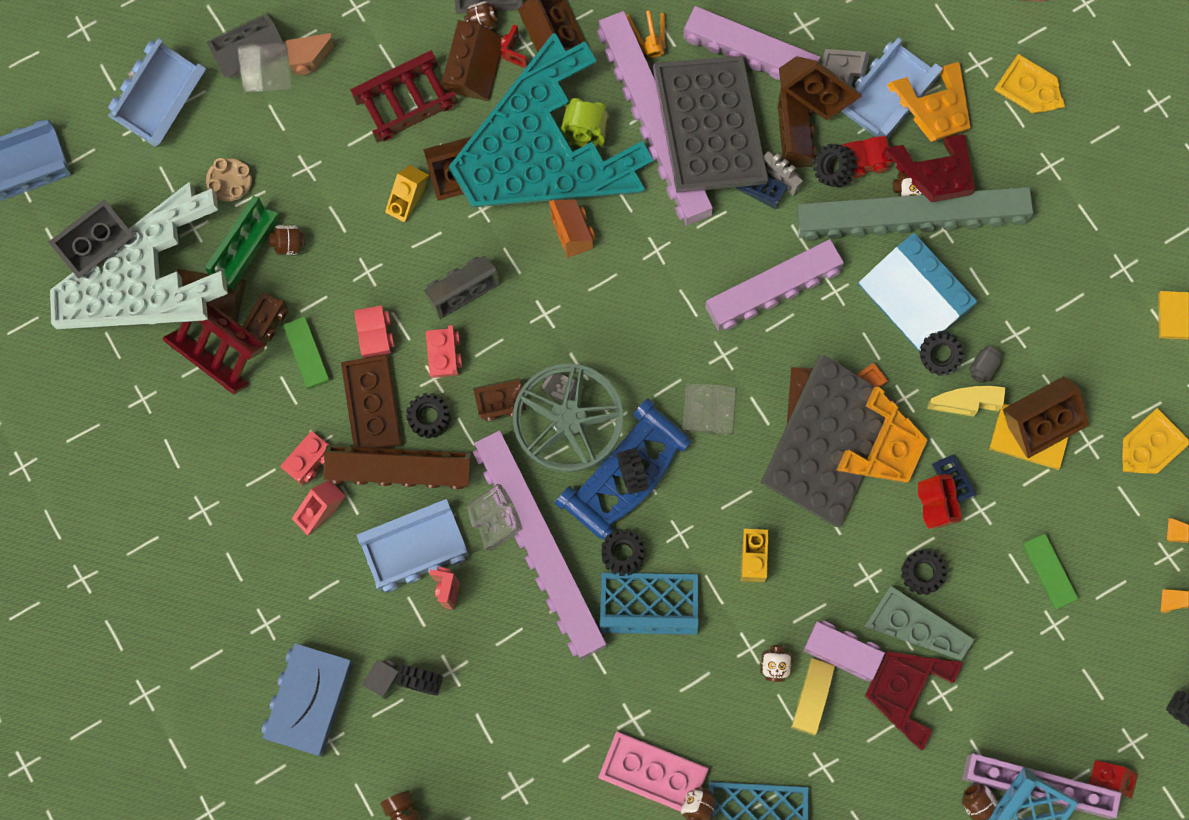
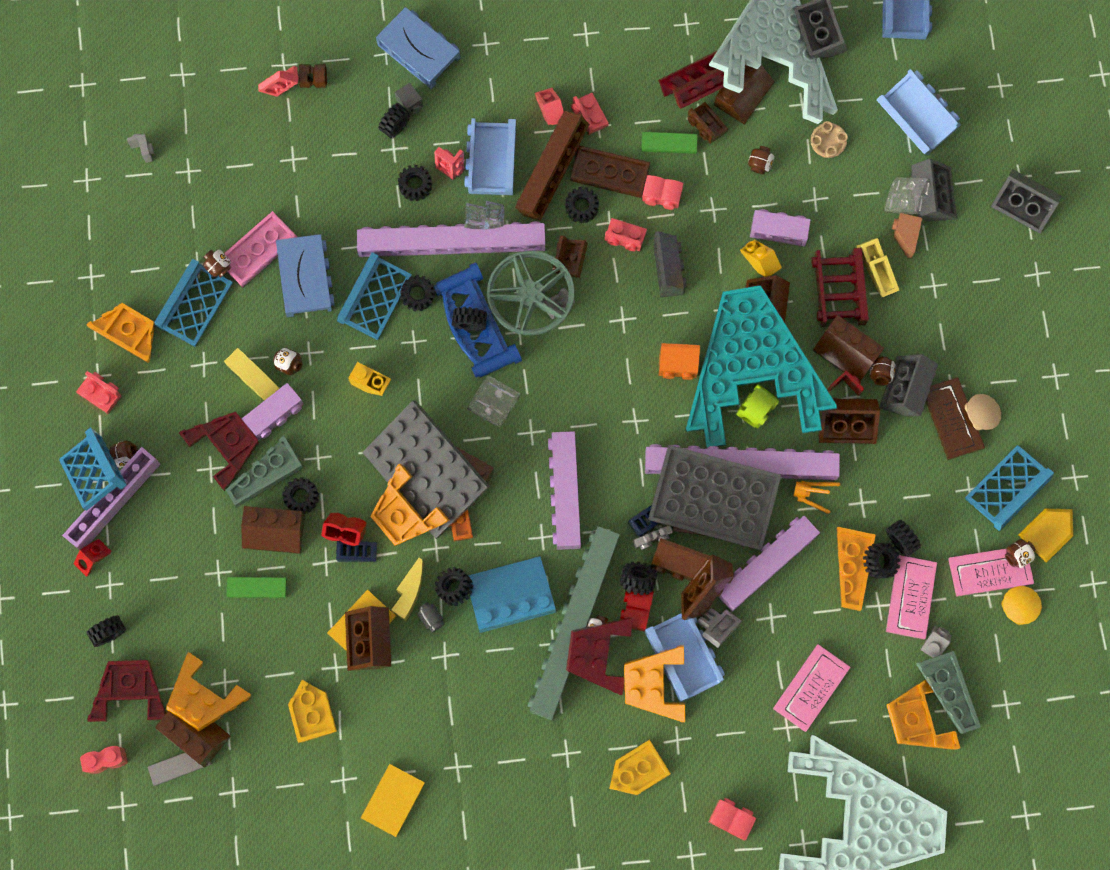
camera: 110 degrees right, 0 degrees up
(244, 245) = (769, 128): green fence -> none
(360, 187) = (780, 227): none -> lavender brick
(361, 68) = (878, 267): none -> light yellow slope
(477, 609) = (415, 172): none -> black tyre
(664, 694) = (304, 274): none -> medium blue panel
(977, 584) = (272, 529): none -> reddish brown slope

